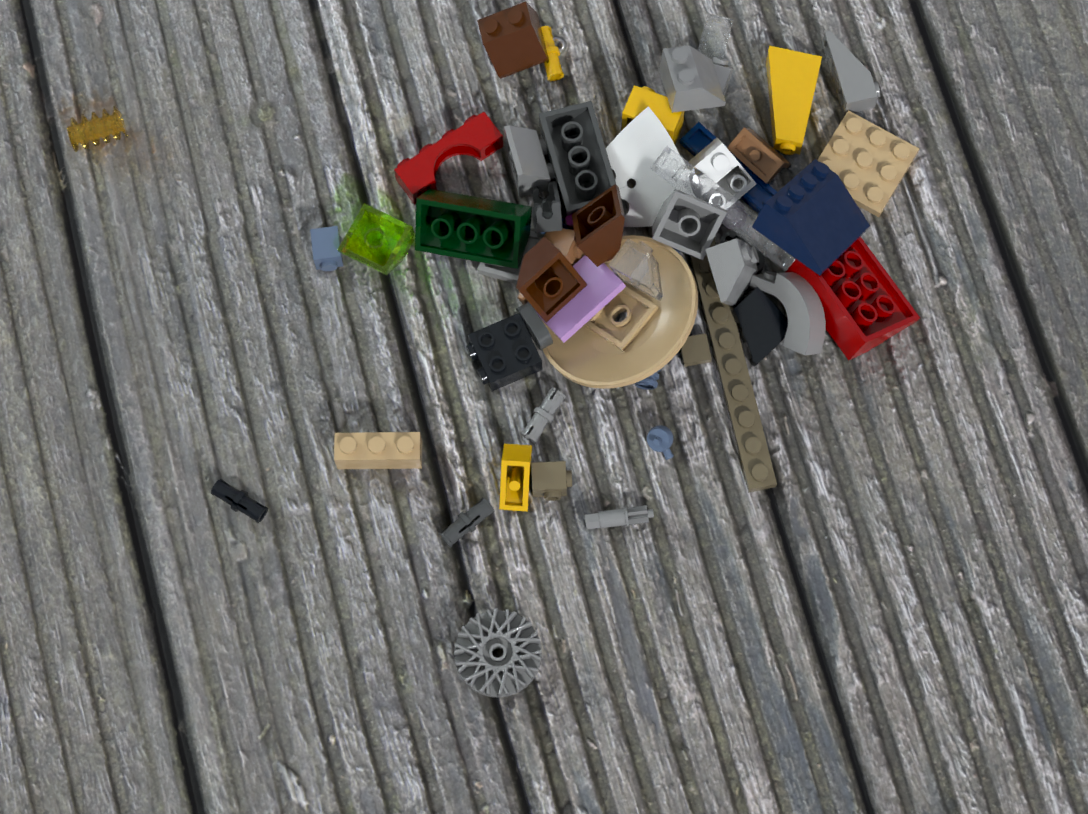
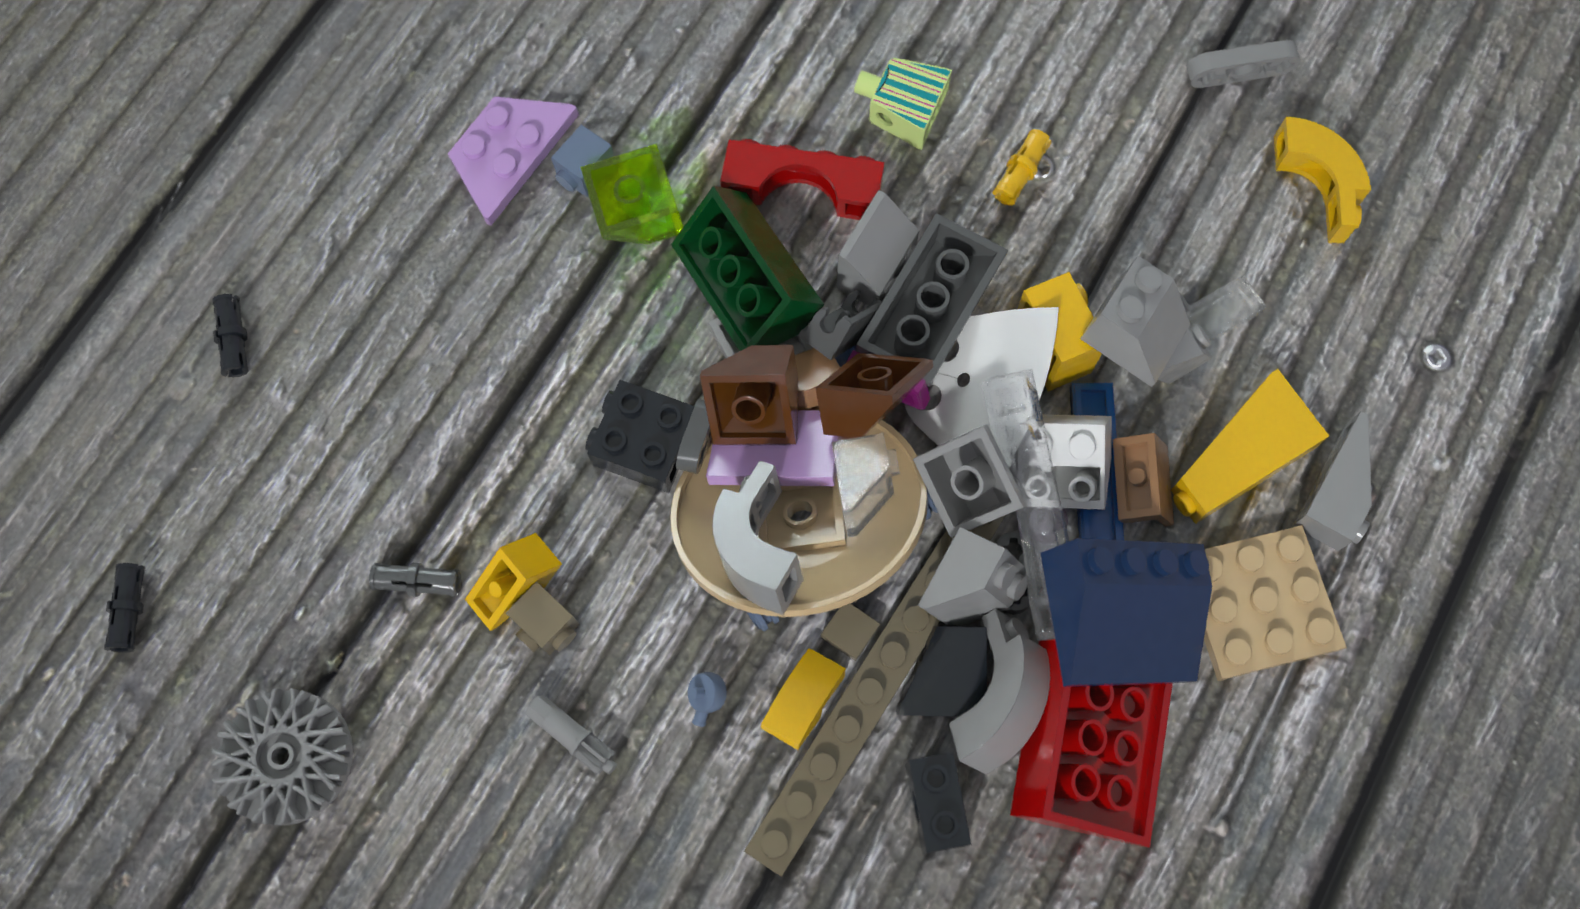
camera: 45 degrees right, 0 degrees up
(275, 279) = (506, 148): none -> lavender wing
(338, 671) = (124, 608): none -> black pin
(378, 450) = (407, 414): tan brick -> none
(457, 69) = (905, 98): none -> yellowish green torso
(513, 39) = (995, 116): reddish brown slope -> none
(543, 415) = (612, 542): light grey pin -> none
(625, 352) = (755, 568): none -> arch
(706, 398) = (802, 698): none -> yellow slope
(812, 385) = (938, 803): none -> black brick

